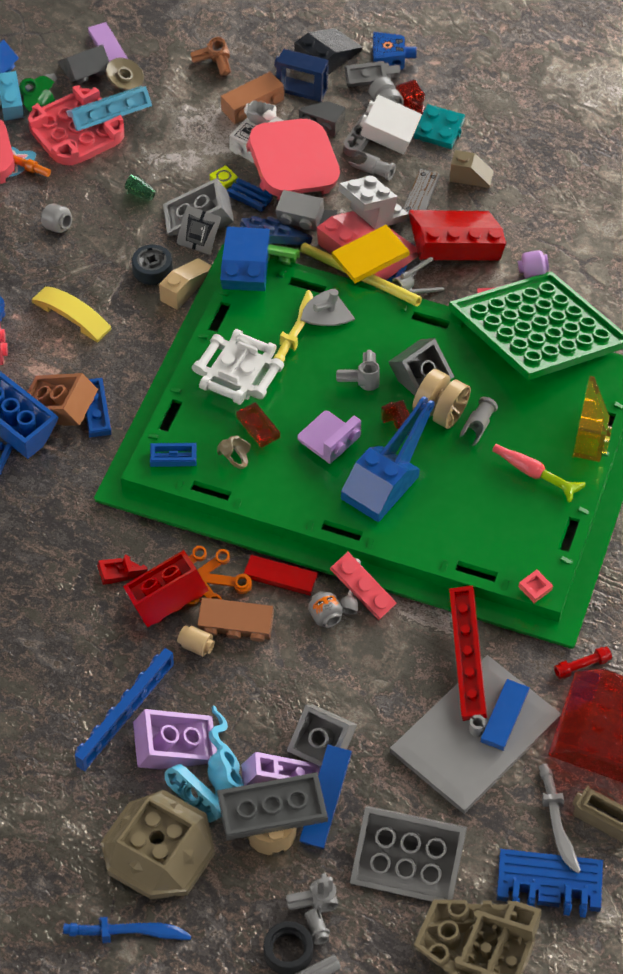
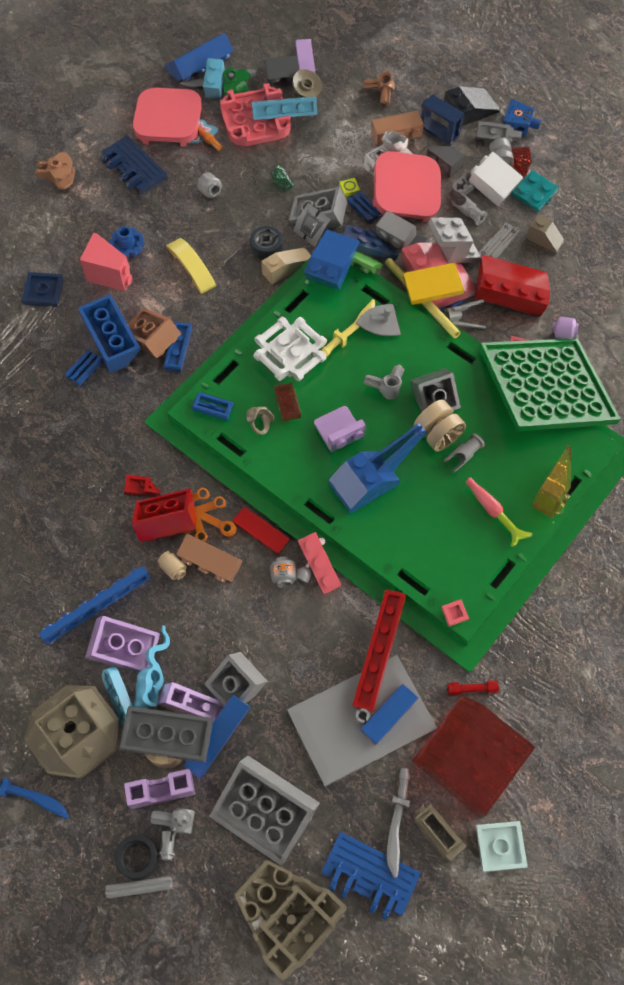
camera: 20 degrees right, 10 degrees up
(270, 879) = (150, 792): none -> lavender arch
(395, 411) = (399, 424): clear red bracket -> none

